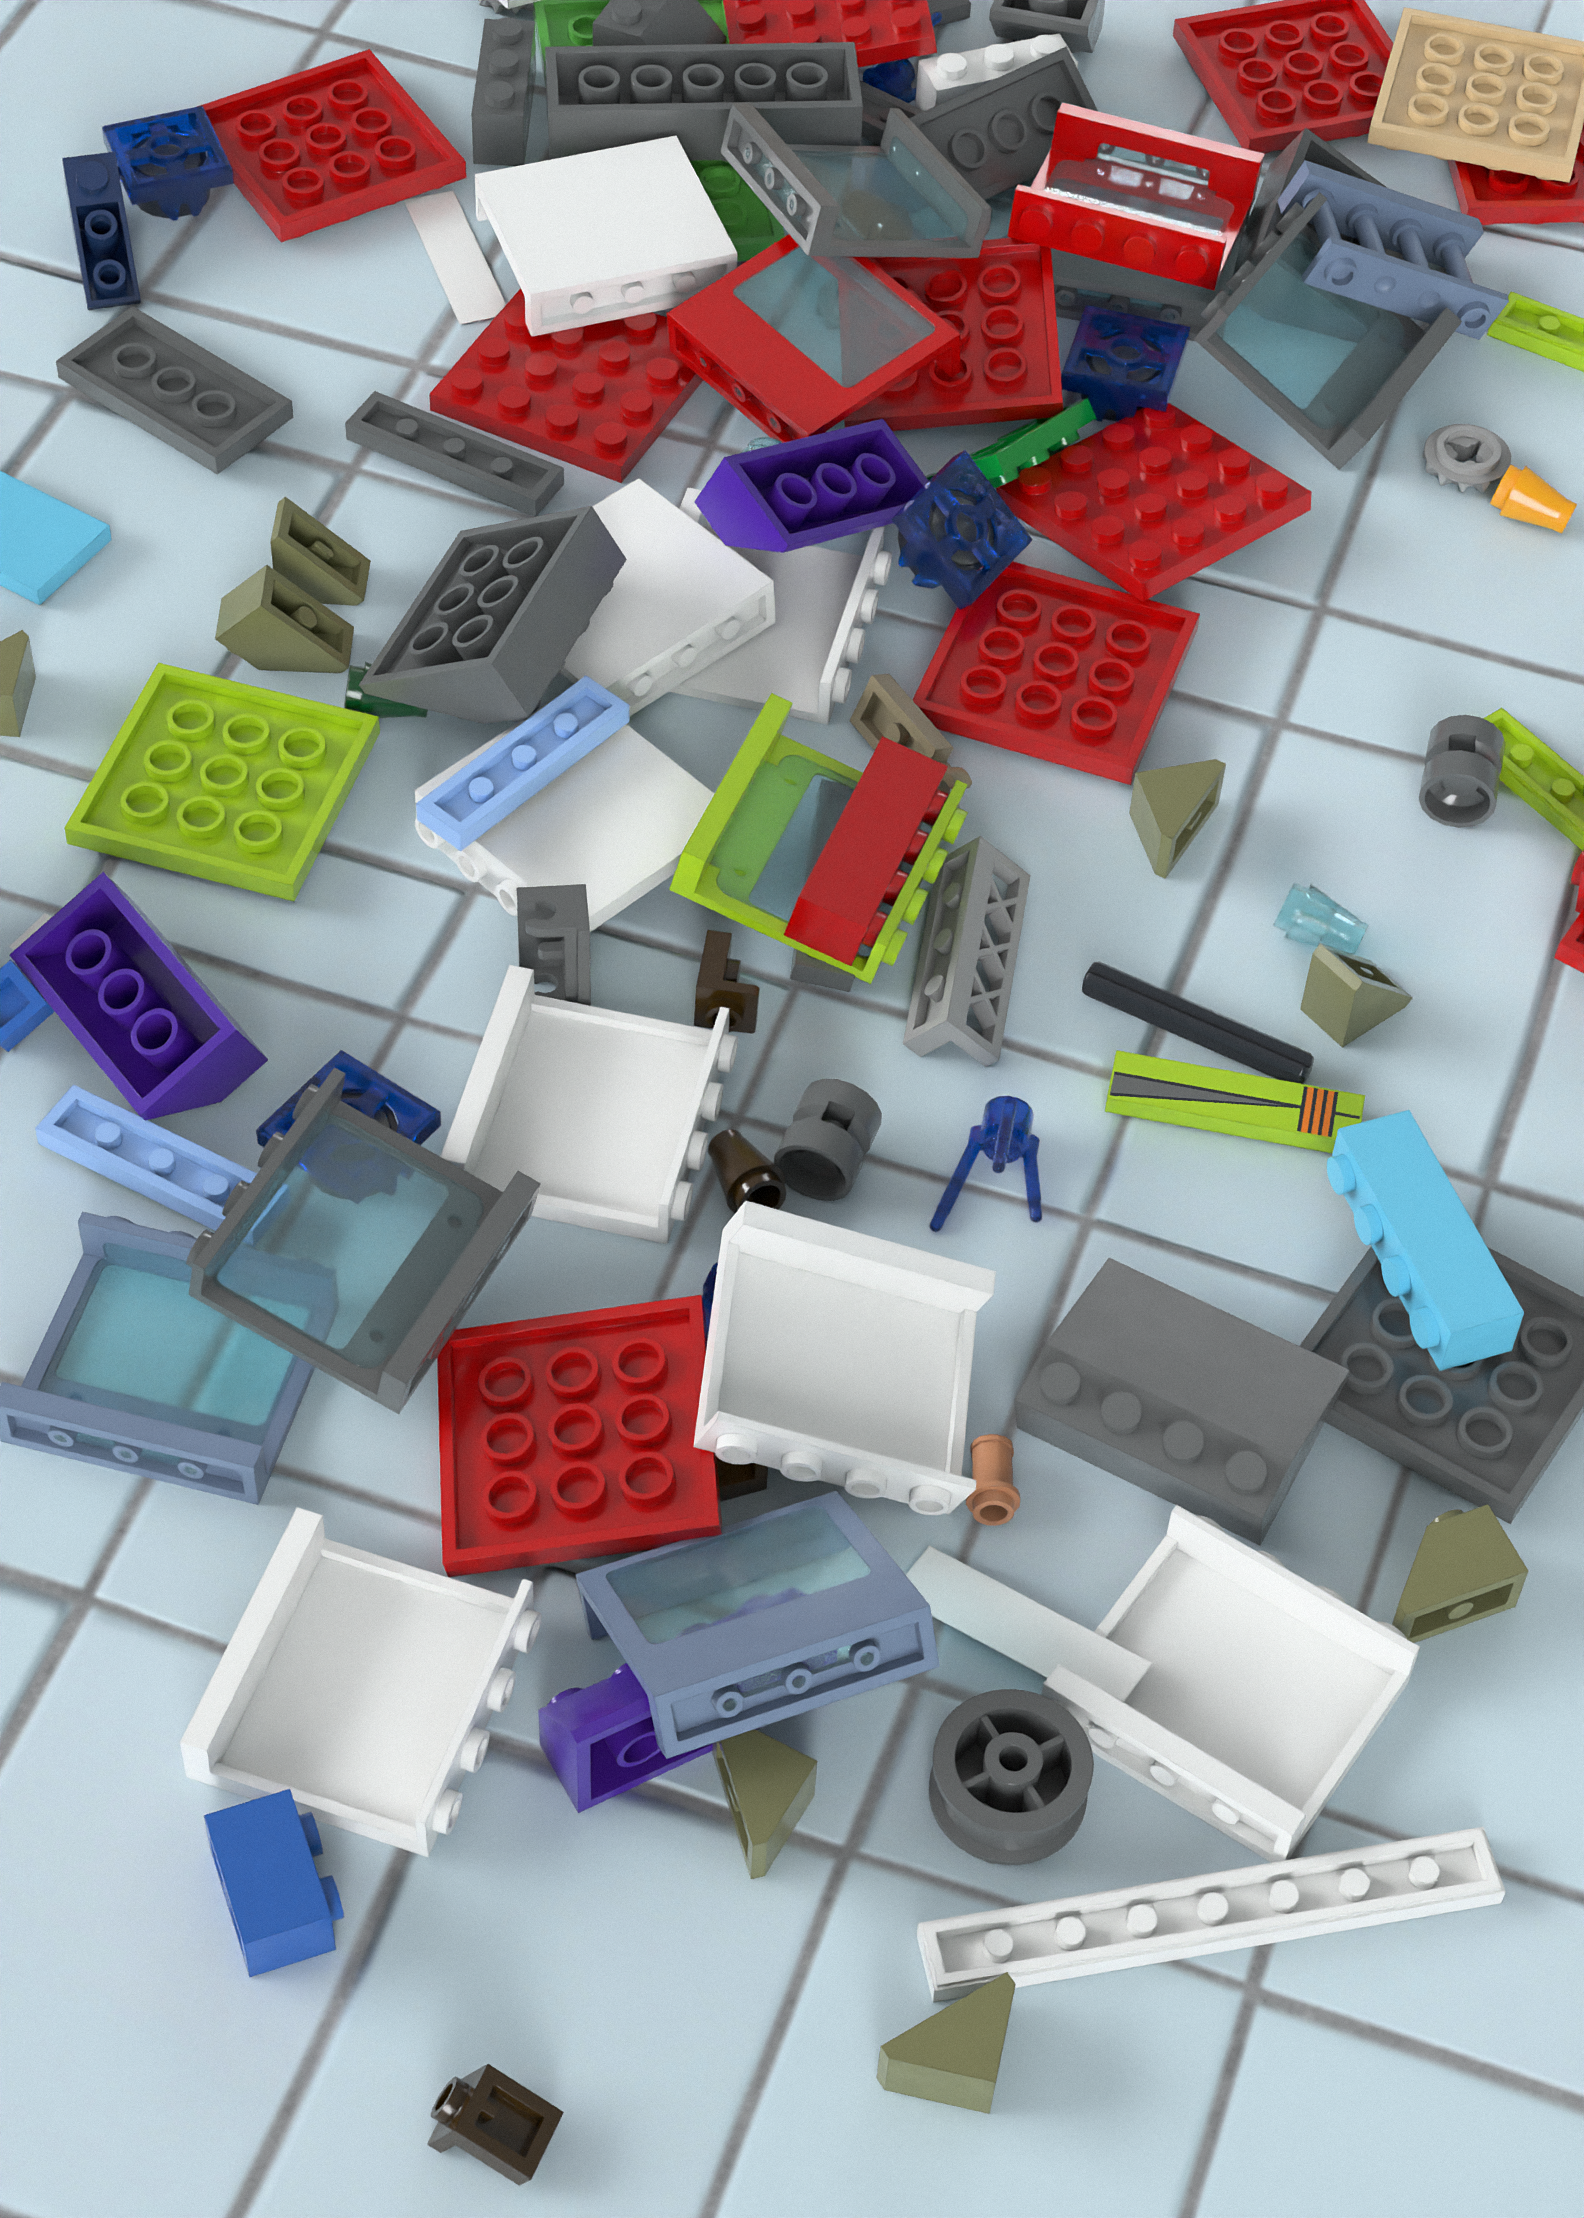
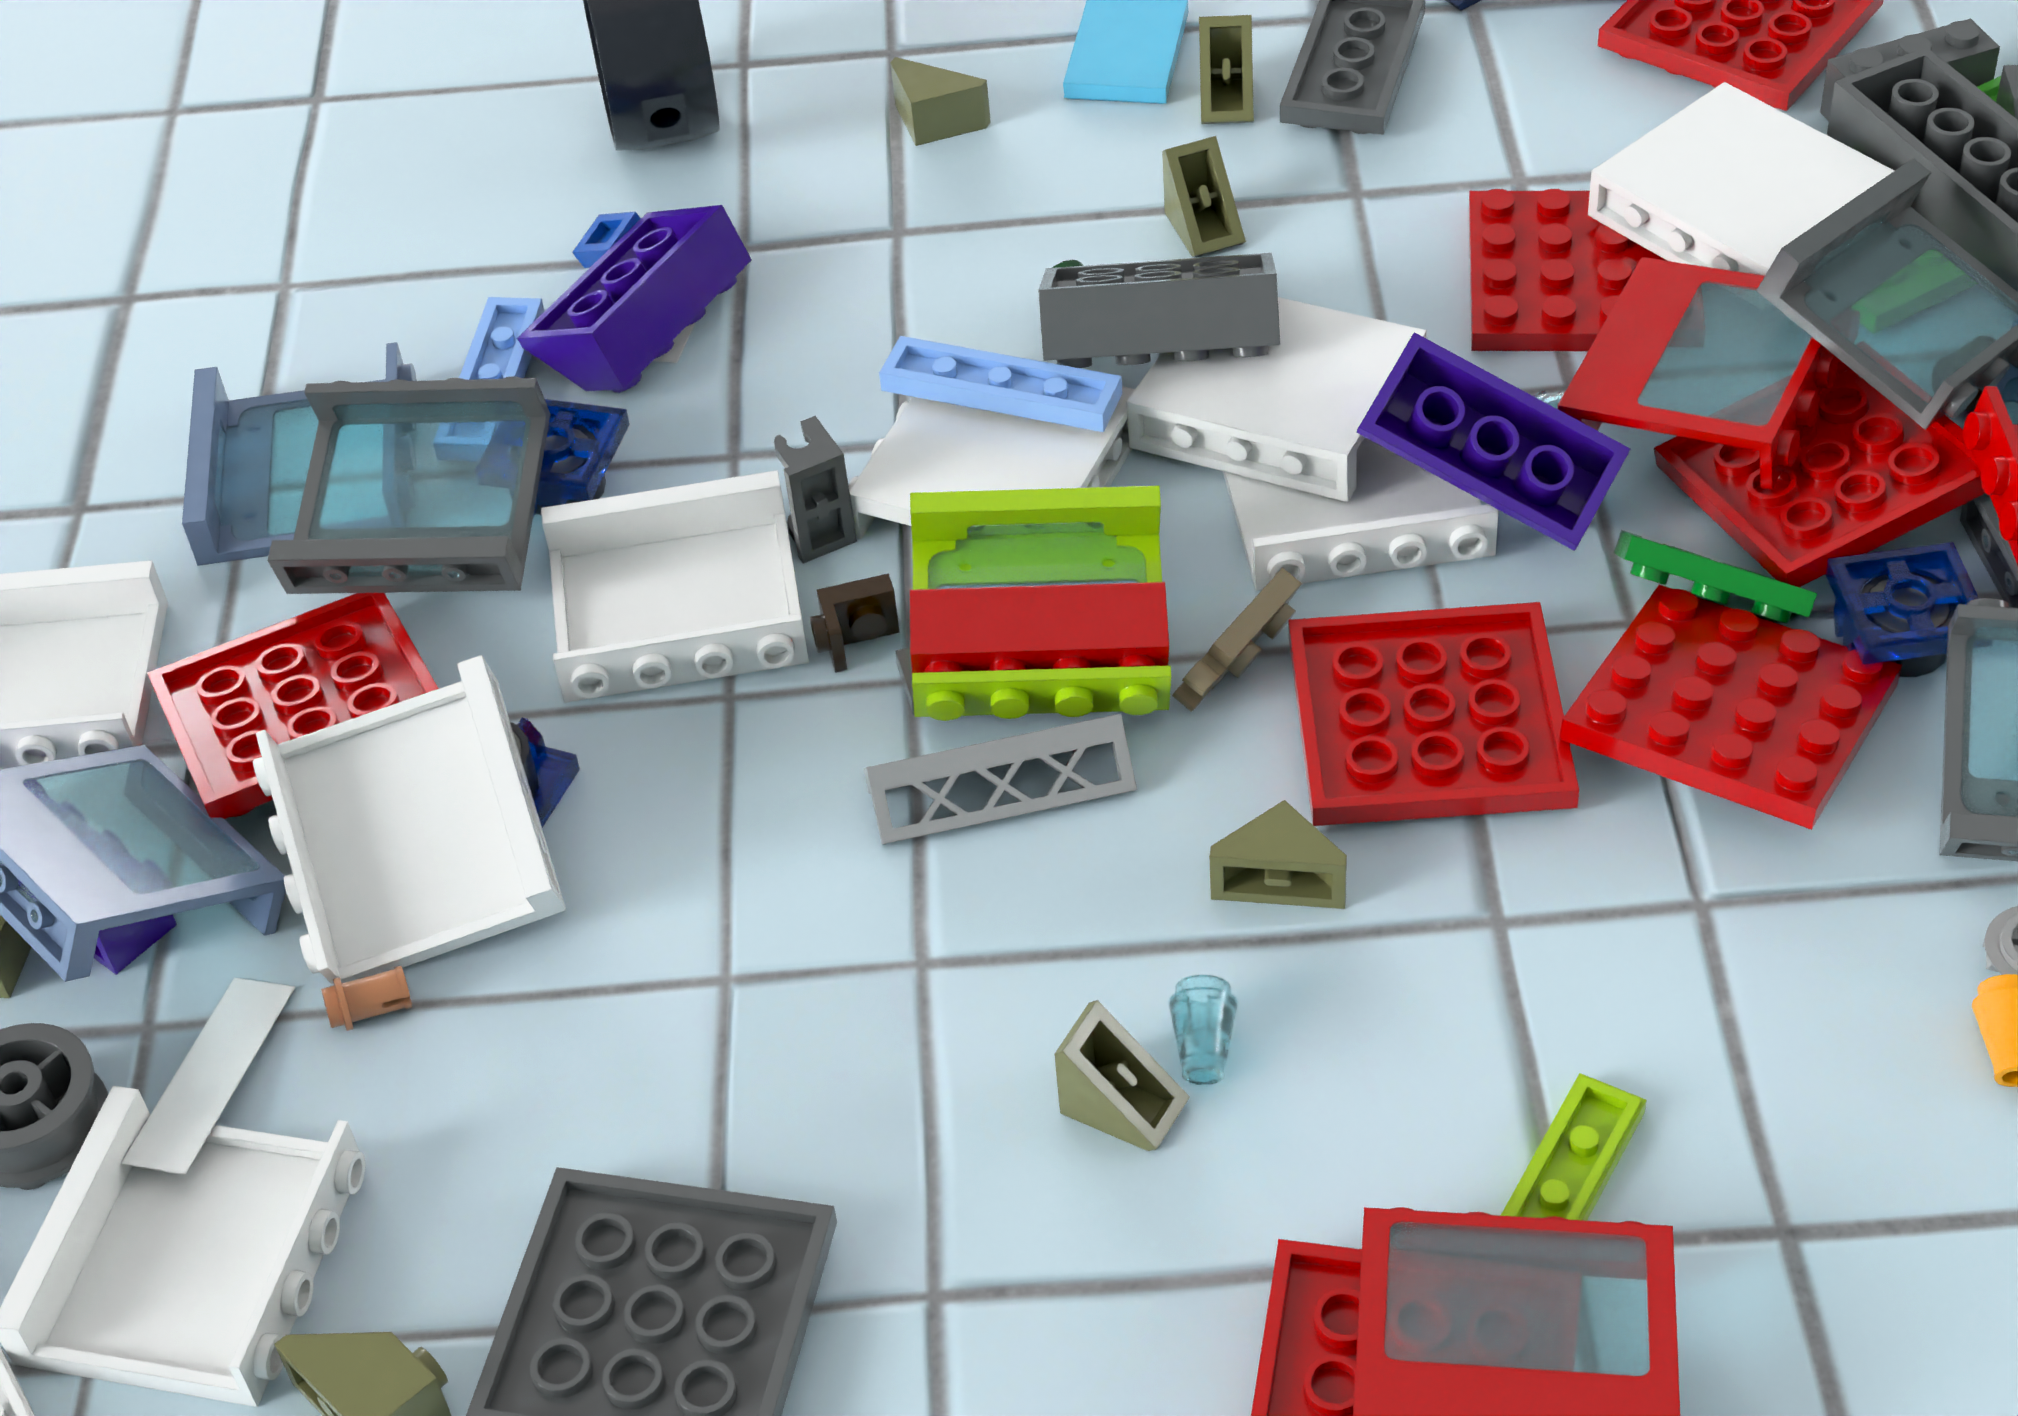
camera: 75 degrees right, 5 degrees down
(132, 475) = (1226, 69): none -> olive slope
(223, 781) = (920, 257): lime plate -> none
(282, 627) = (1109, 213): olive slope -> none
(455, 453) = (1405, 234): dark grey plate -> none
(745, 1172) = (642, 714): dark brown cone -> none
(828, 1139) = (698, 746): dark grey wheel -> none
(958, 531) = (1515, 554): clear blue piece -> none
(1003, 1138) = (779, 868): clear blue plant -> none
(1179, 1399) = (489, 1095): dark grey slope -> none
(1197, 1023) = (1009, 980): black axle -> none
(1230, 1102) = (922, 1044): lime tile -> none
(1424, 1241) = (756, 1221): medium azure brick -> none
(1462, 771) = (1495, 1079): dark grey wheel -> none

